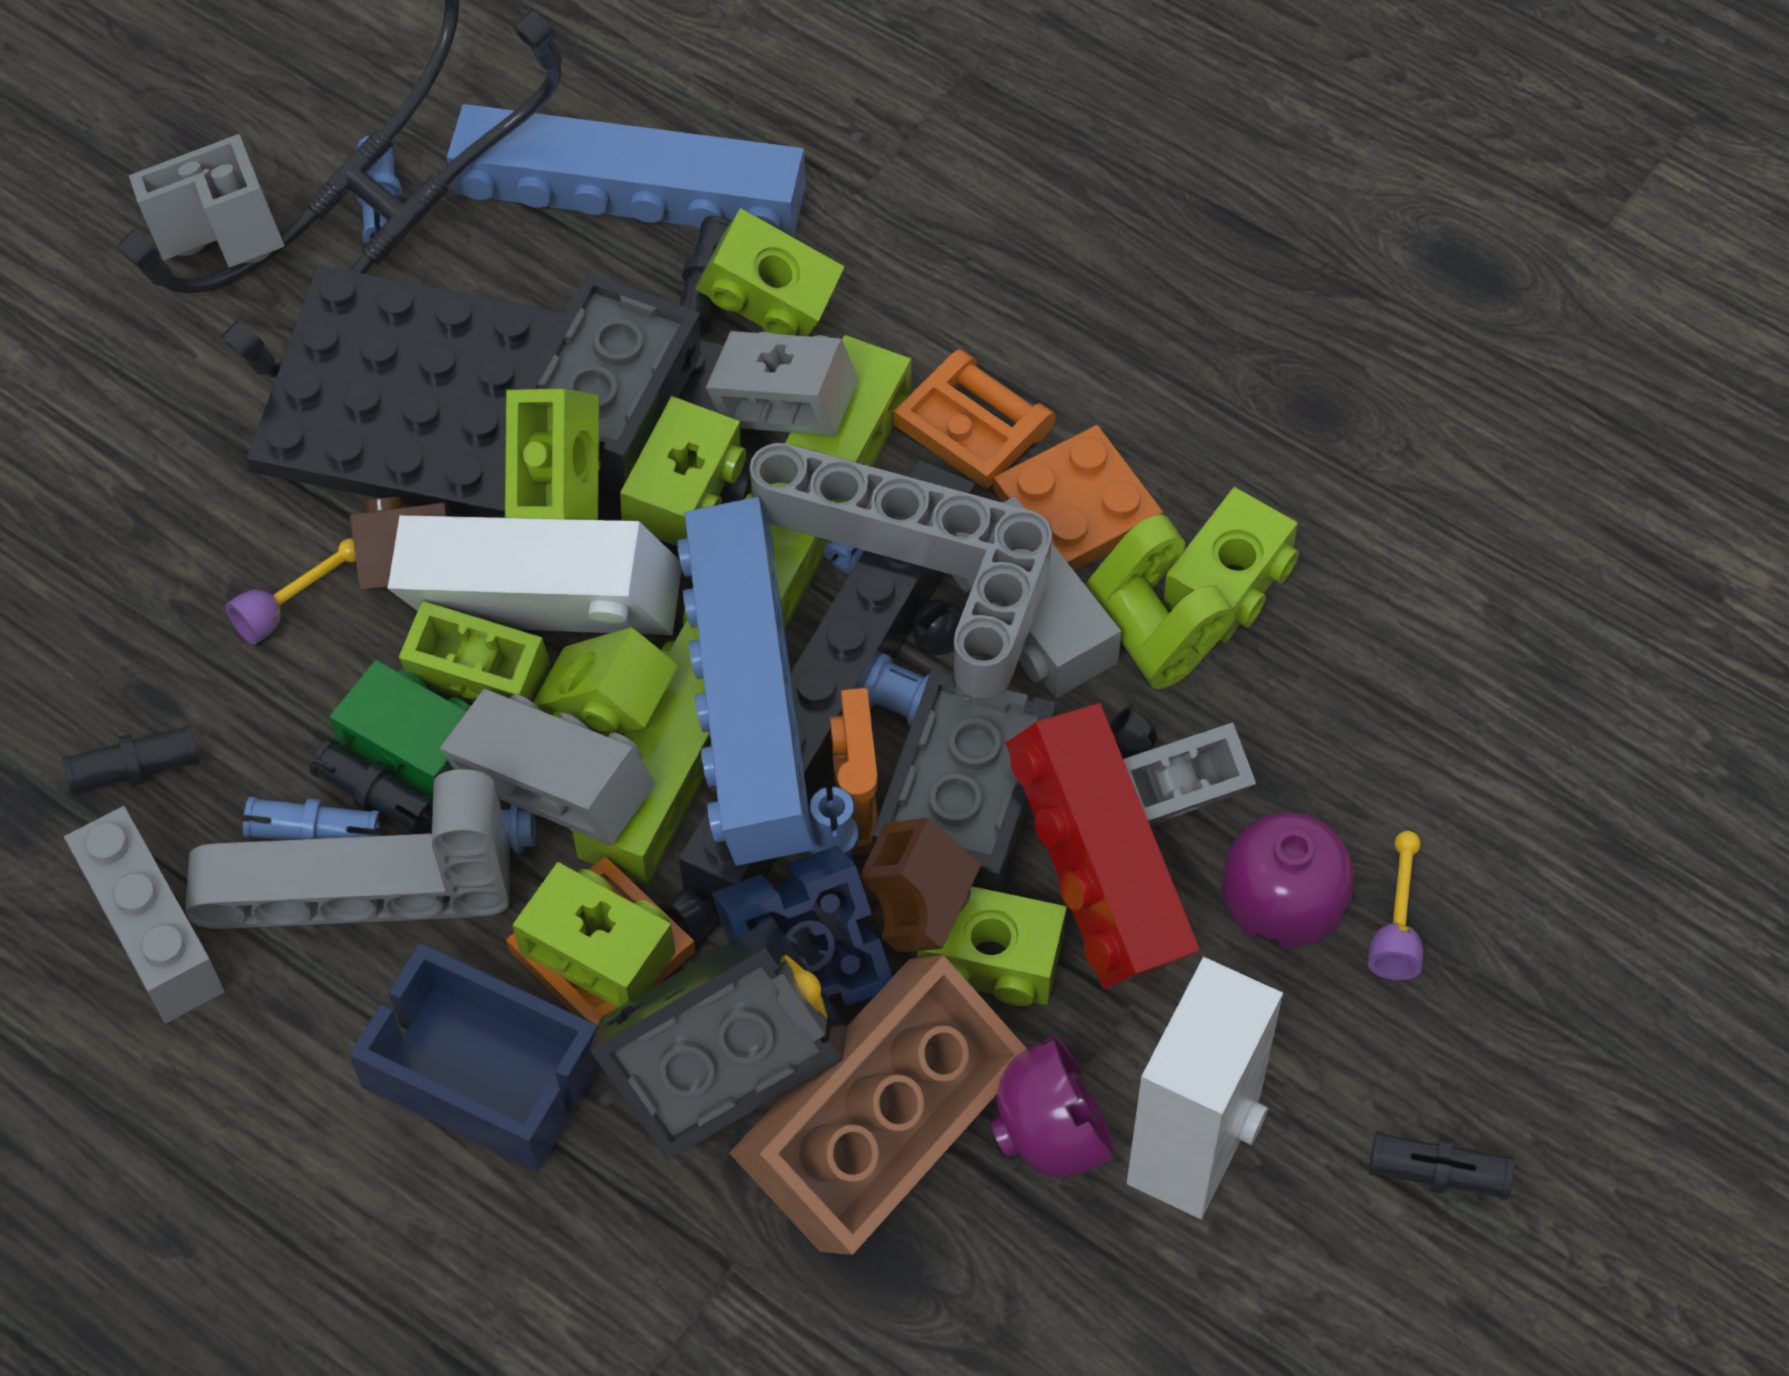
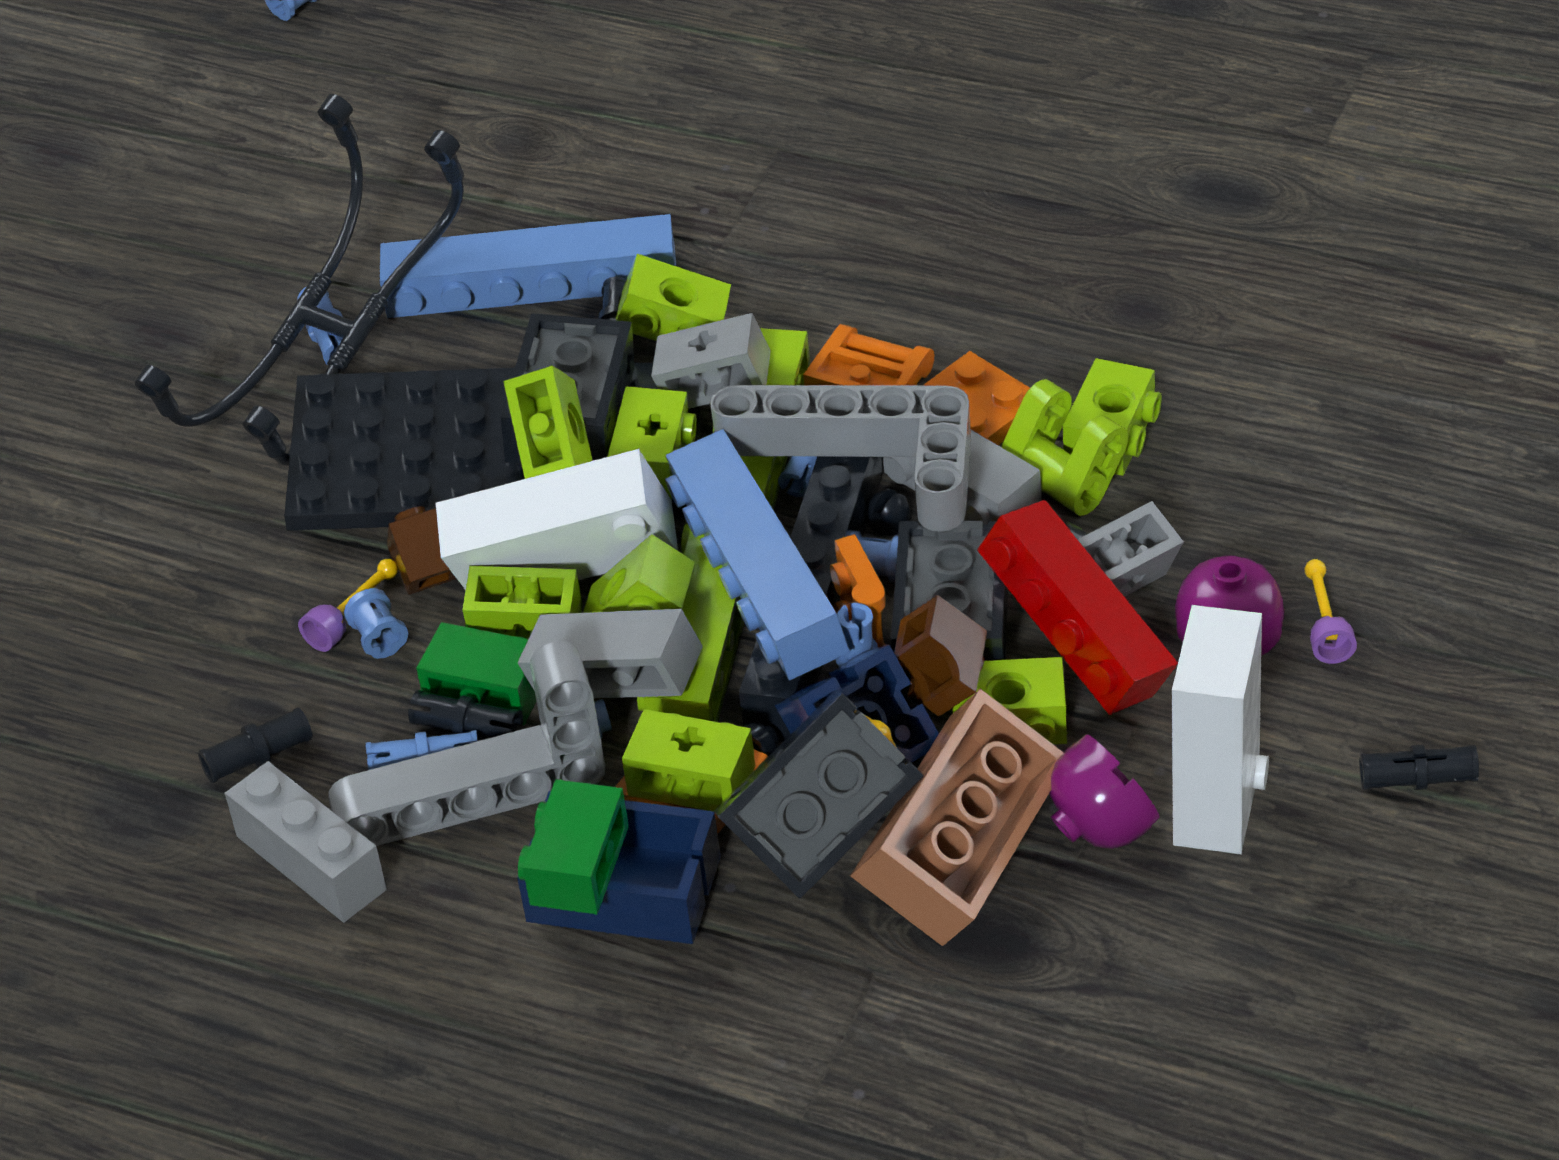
camera: 10 degrees left, 15 degrees down
(208, 199) = (196, 349): light grey brick -> none
(301, 622) = (375, 623): none -> medium blue bush
(416, 1043) = (574, 846): none -> green brick

